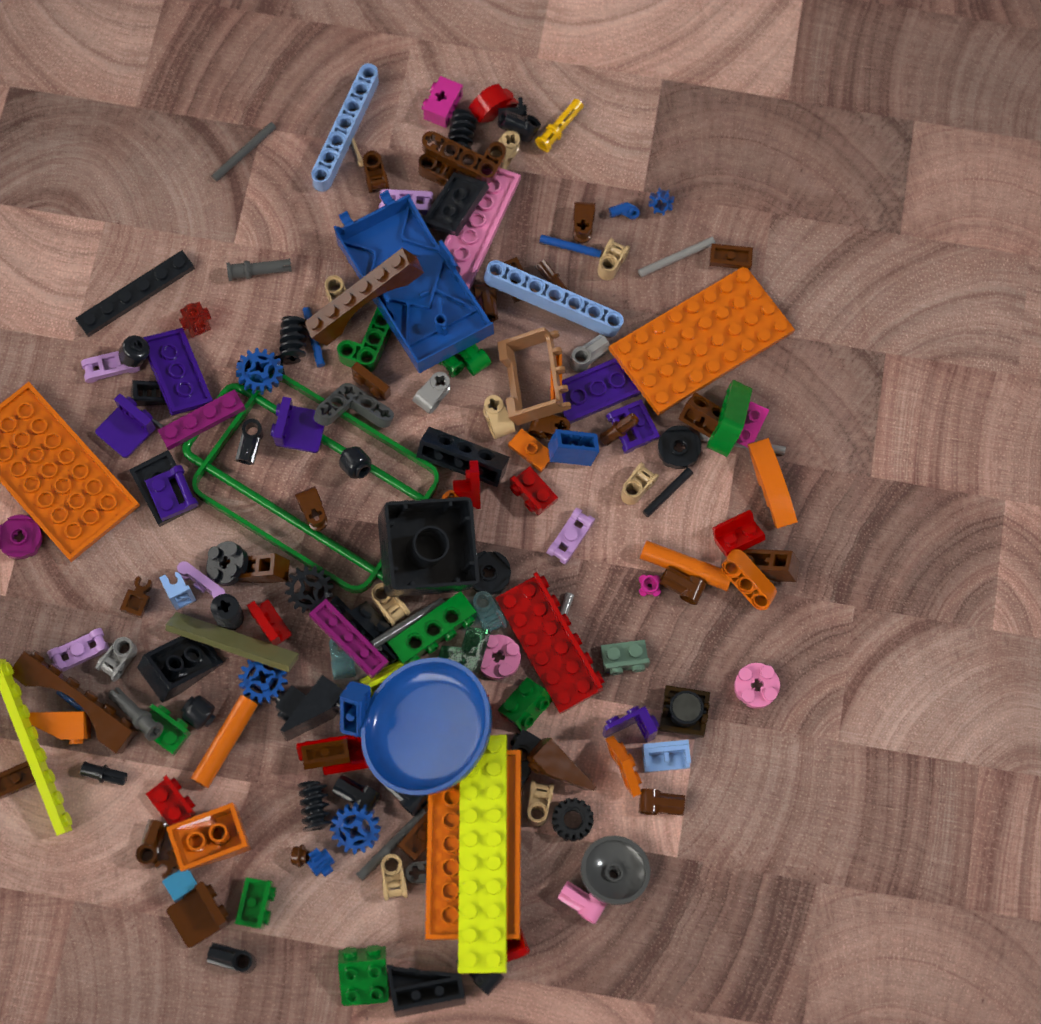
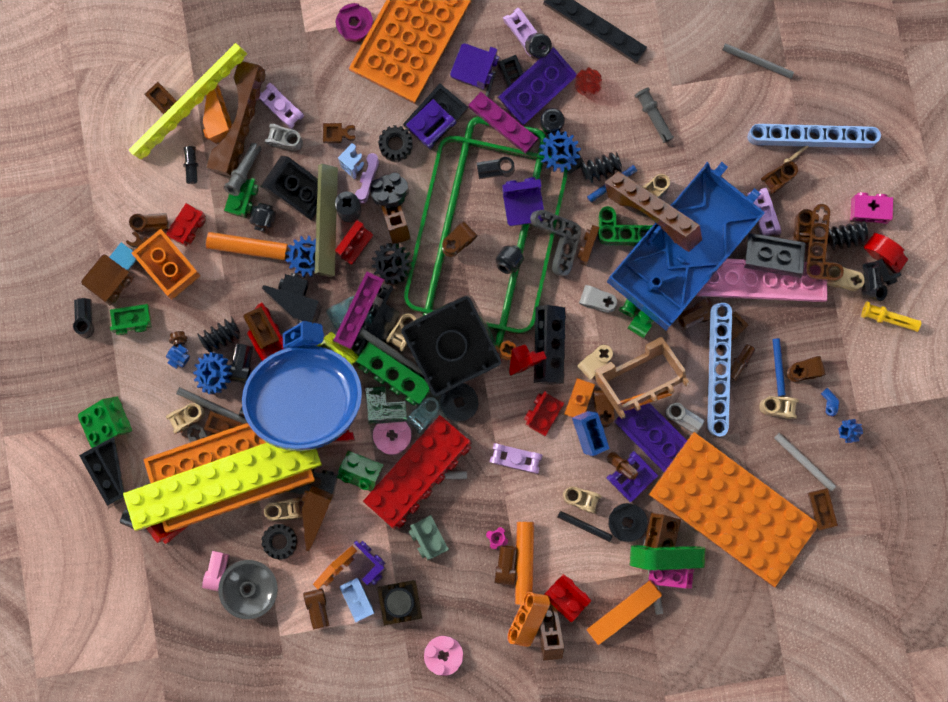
camera: 75 degrees right, 10 degrees up
(169, 529) = (395, 154): none -> black tyre
(222, 369) = (551, 126): none -> black head

